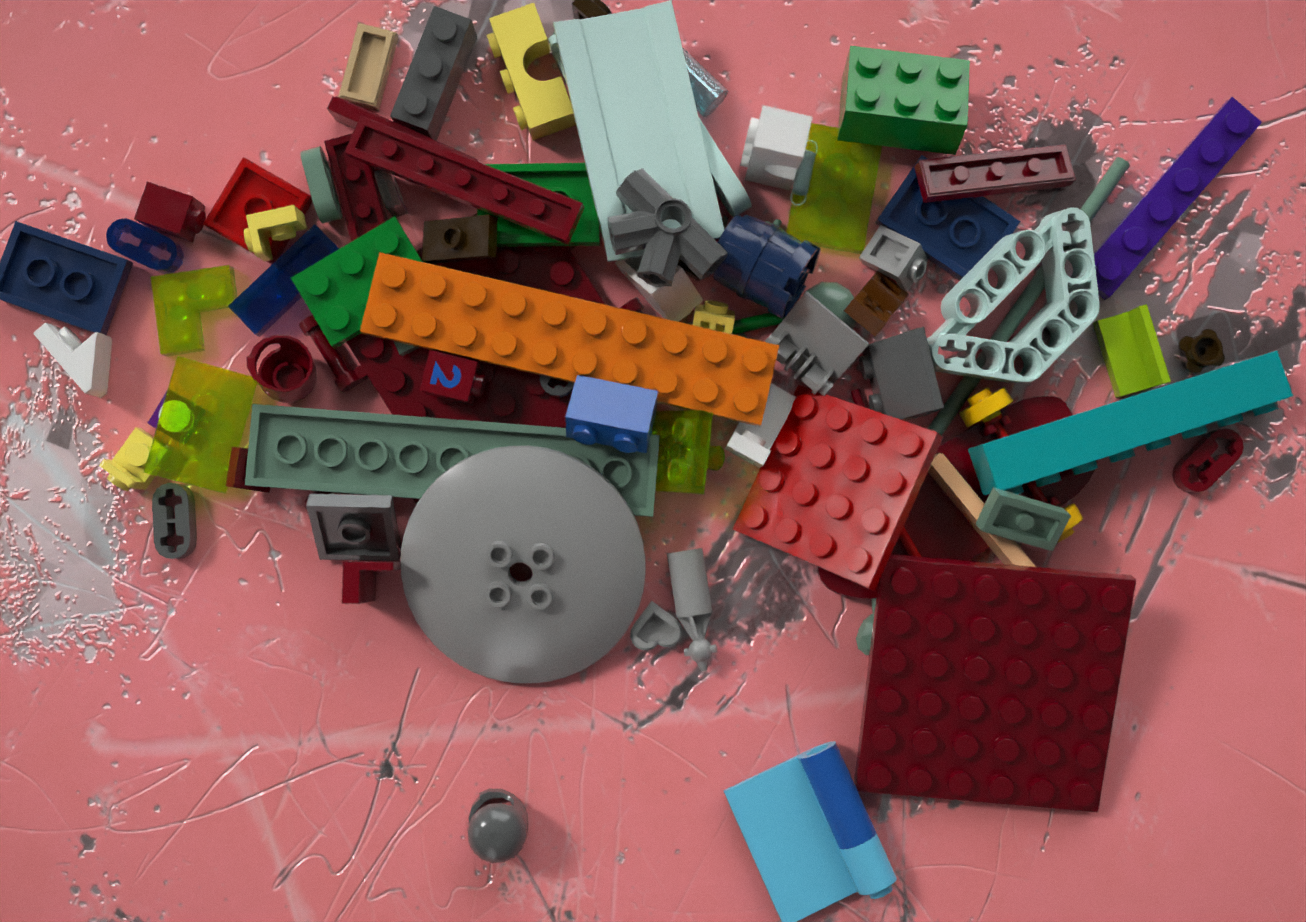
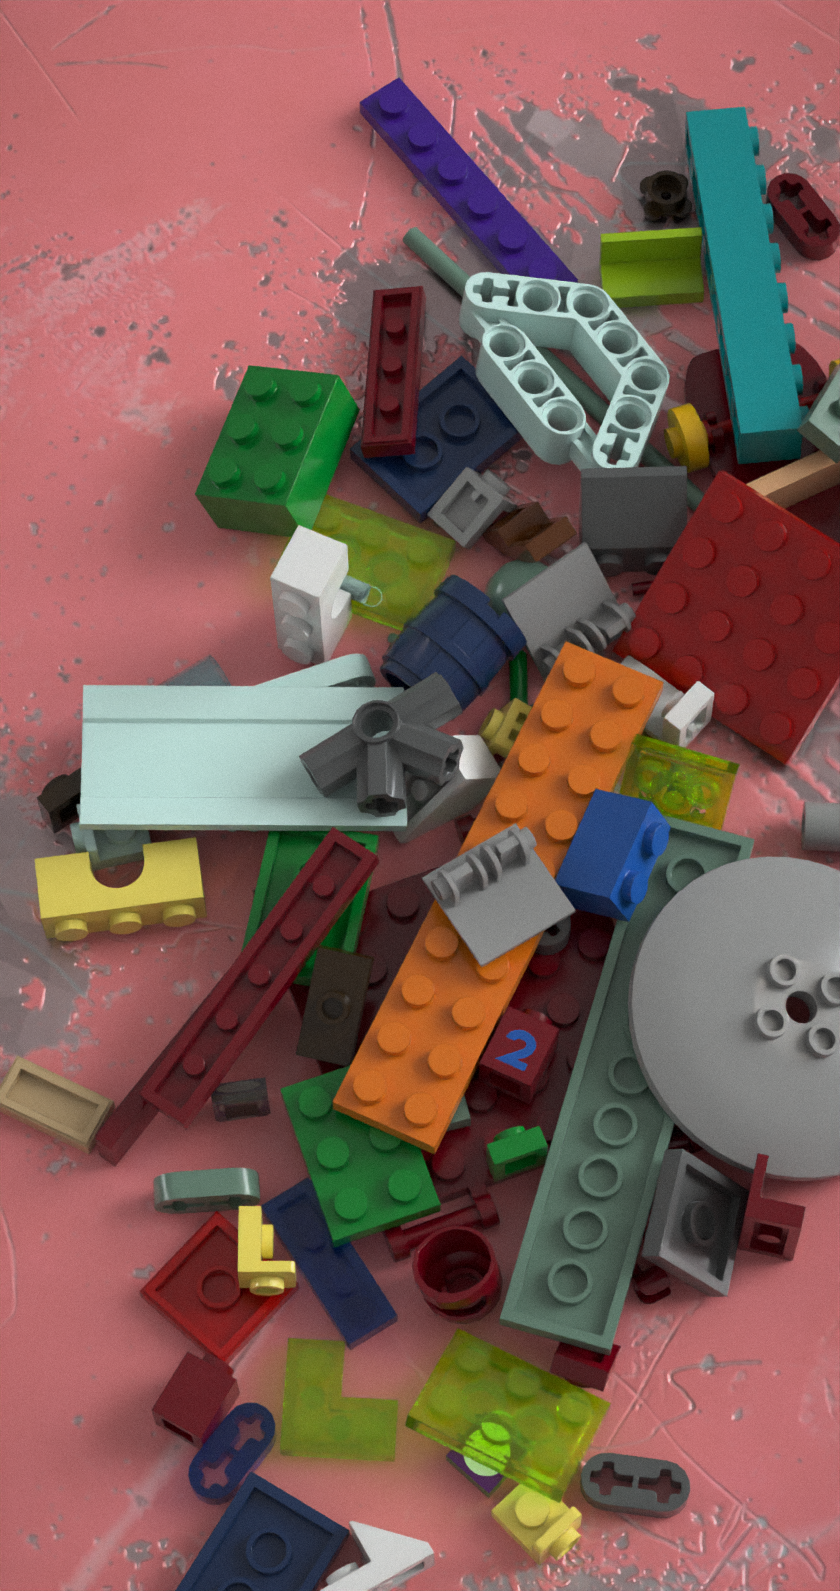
camera: 75 degrees left, 20 degrees down
(356, 189) = (243, 1143): dark red tile -> none
(379, 390) = (516, 1151): none -> green plate
(434, 73) = (91, 1008): dark grey brick -> none
(554, 335) = (499, 894): none -> light grey hinge

